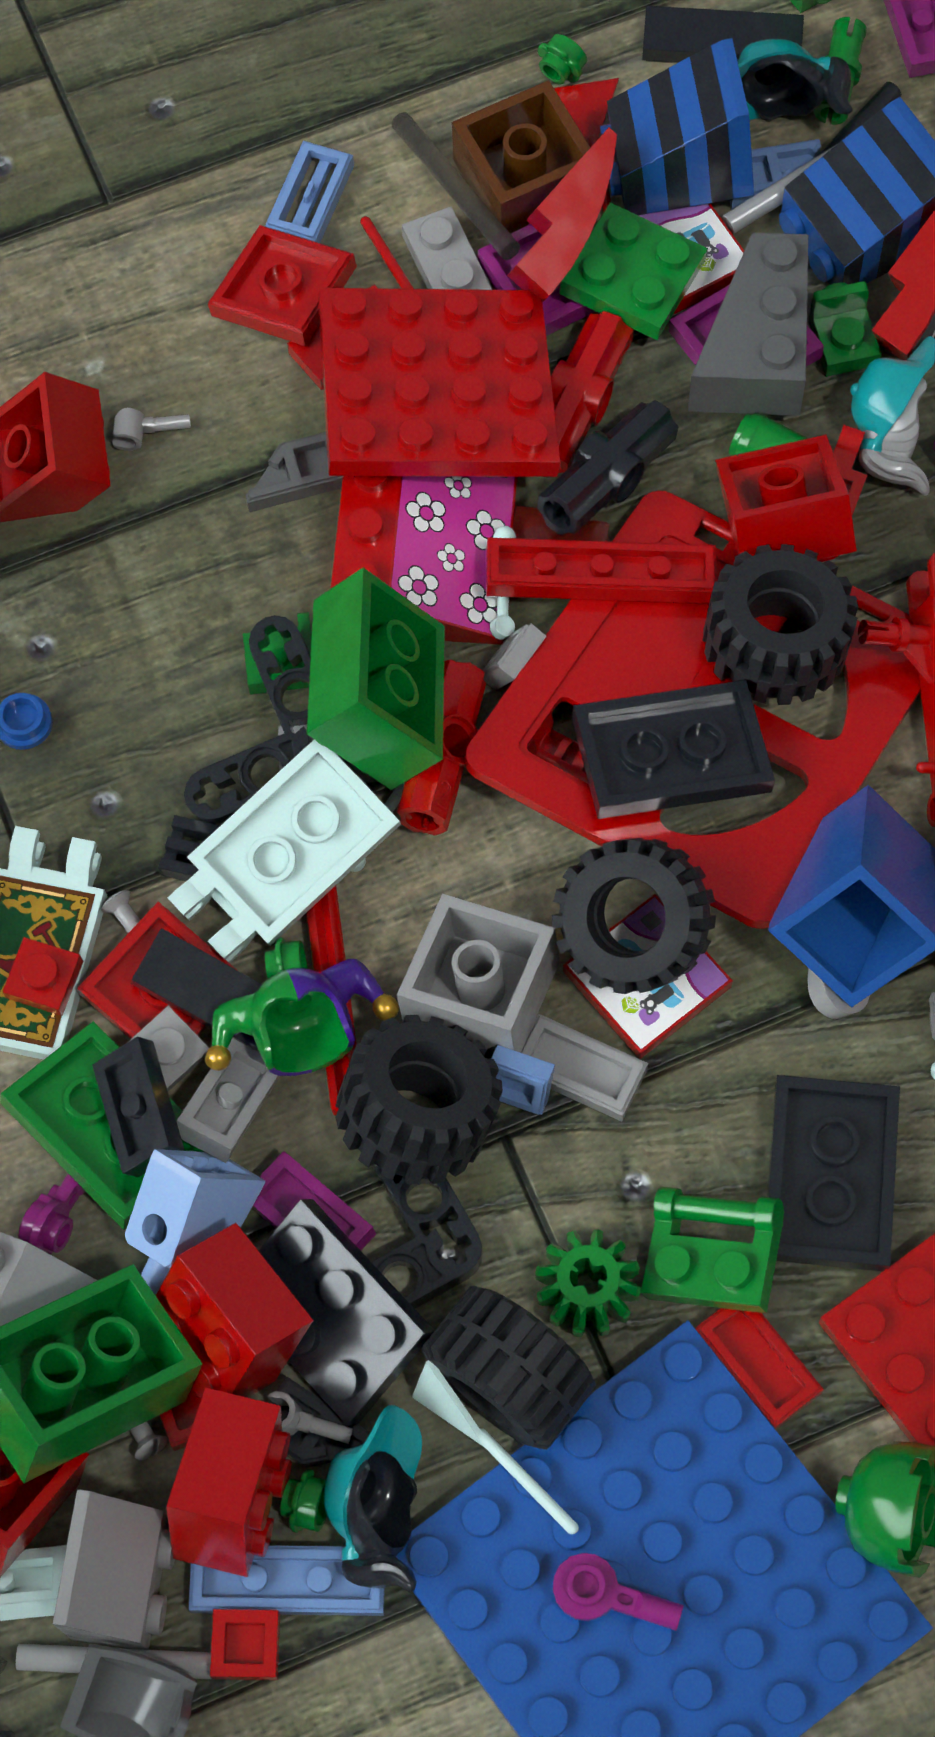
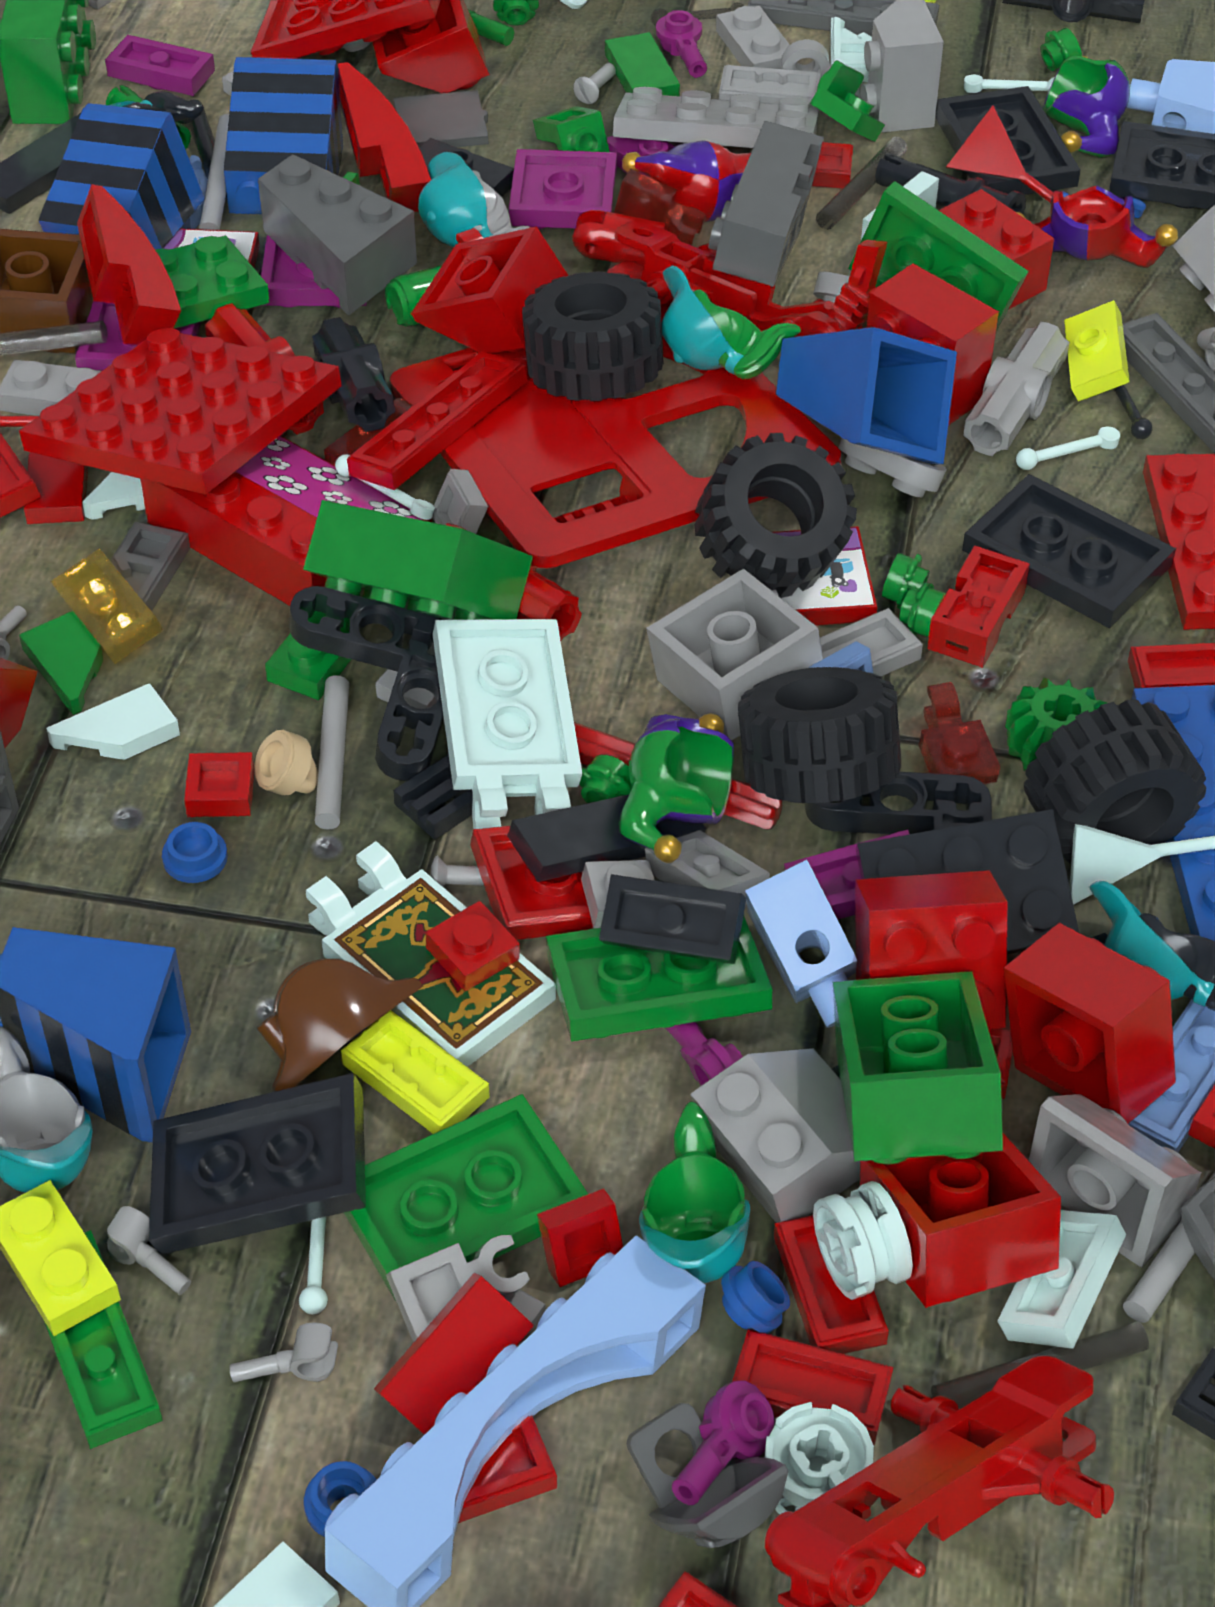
camera: 60 degrees left, 20 degrees down
(97, 690) = (219, 784): none -> red plate
(118, 578) = (119, 725): none -> light aqua tile
(145, 720) = (285, 764): none -> tan tile
(159, 489) = (65, 657): none -> green tile
(194, 742) = (332, 753): none -> light grey bar
(222, 479) = (107, 606): none -> clear yellow plate
(519, 1212) = (953, 745): none -> clear red plate
(663, 1094) = (920, 607): none -> green plate
(672, 749) = (645, 435): black plate -> none
(692, 1057) = (902, 576): none -> green plate
(706, 1138) = (974, 612): none -> red piece
(712, 1269) = (1102, 650): green plate -> none
(852, 714) = (717, 336): none -> hair

